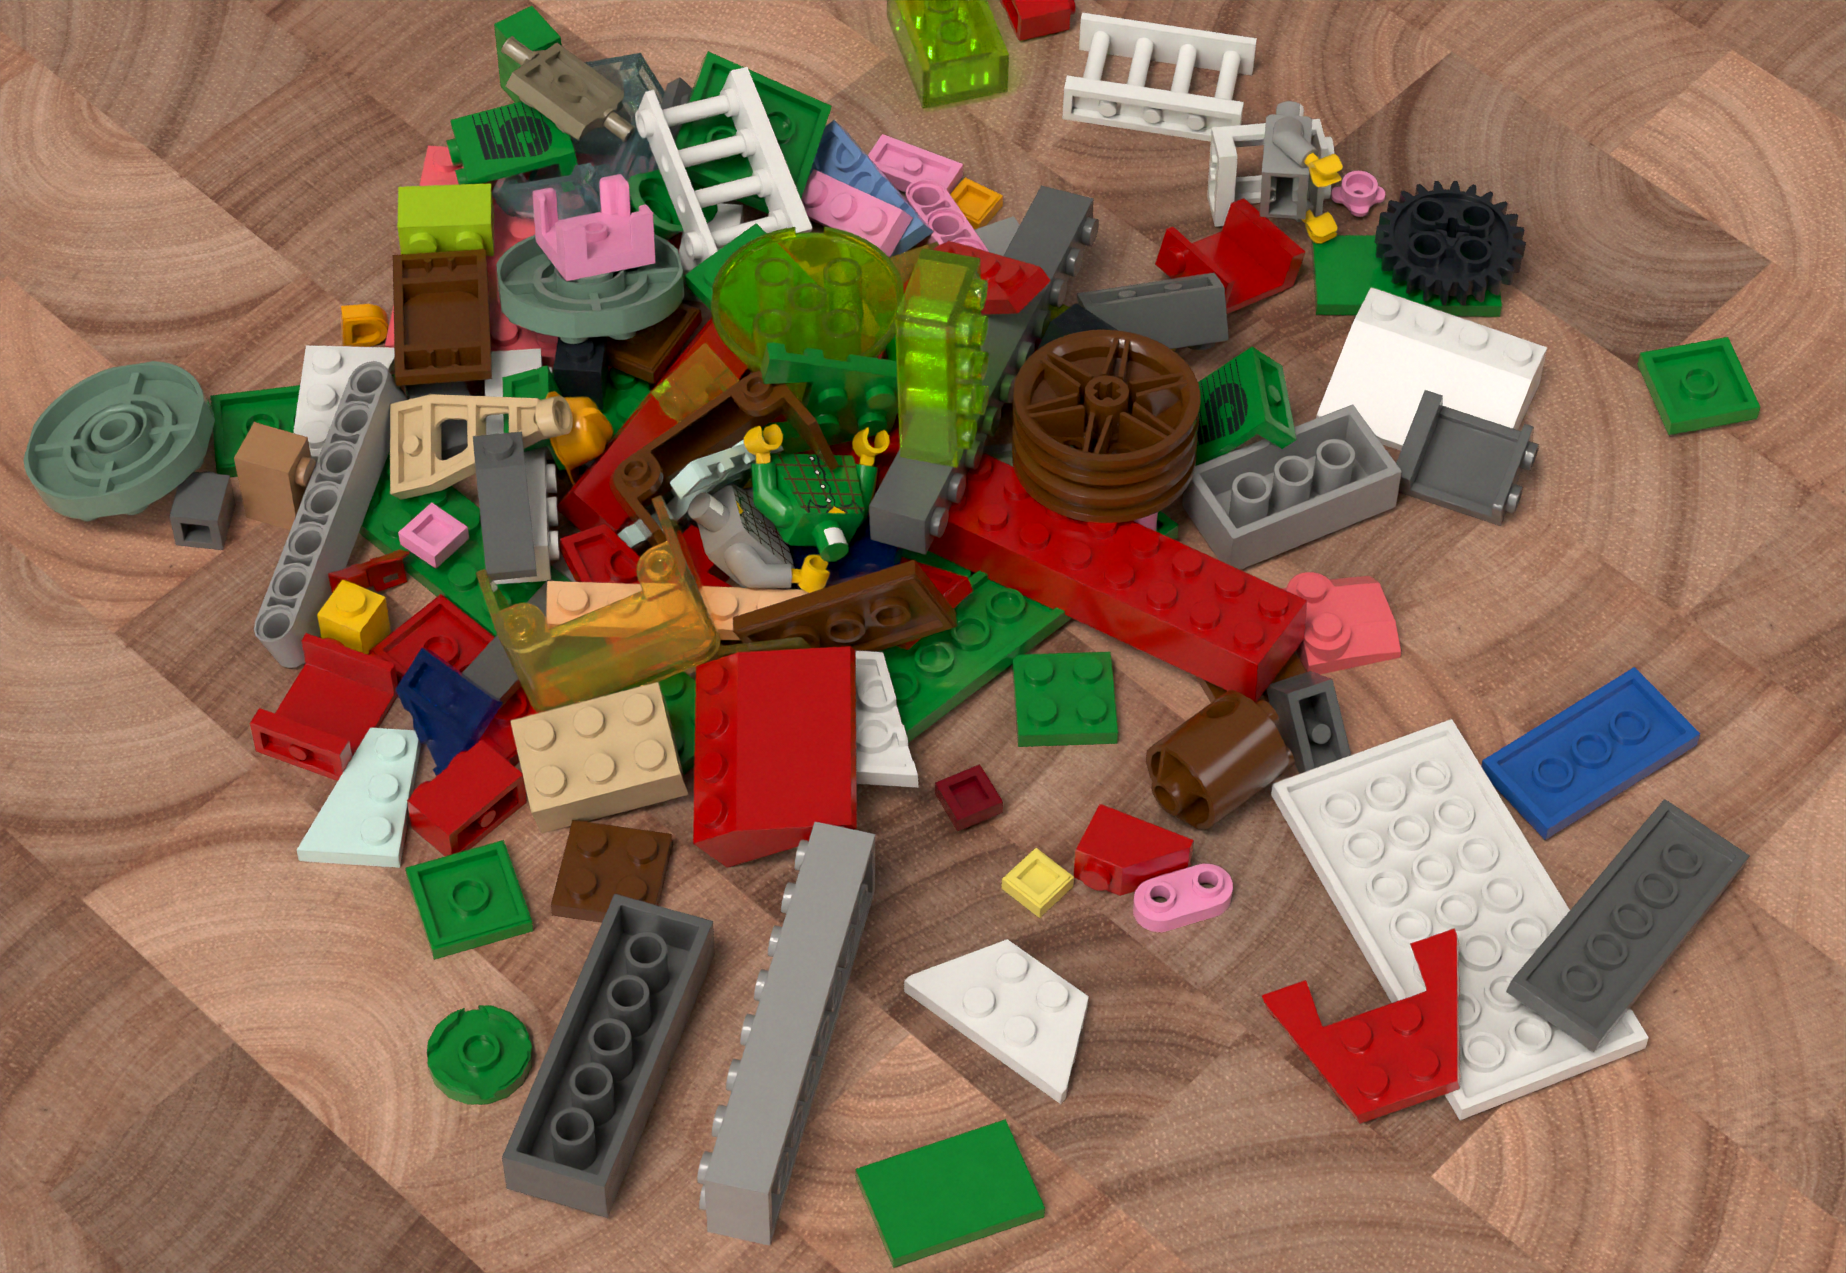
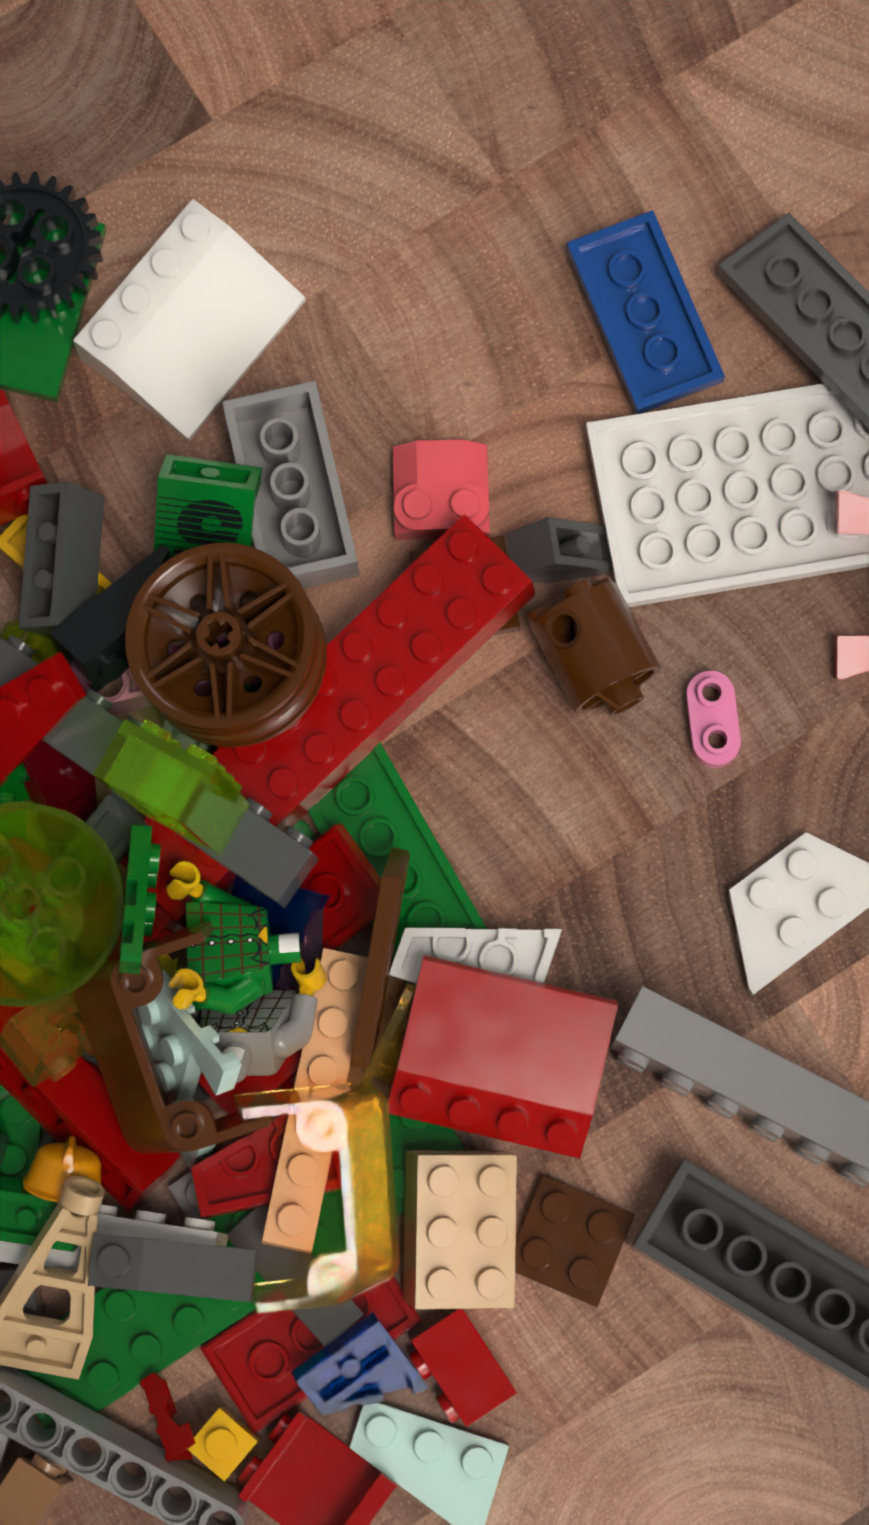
camera: 75 degrees left, 25 degrees up
(433, 535) = (145, 1344): bright pink plate -> none
(469, 899) = (566, 1384): green tile -> none
(479, 1055) = (741, 1405): green tile -> none
(968, 797) = (565, 886): dark red plate -> none
(1037, 882) = (666, 846): light yellow tile -> none
(1064, 699) = (467, 768): green plate -> none
(1125, 851) = (663, 759): red slope -> none
(1464, 461) = (294, 316): dark grey panel -> none
(1698, 385) = (250, 76): green plate -> none

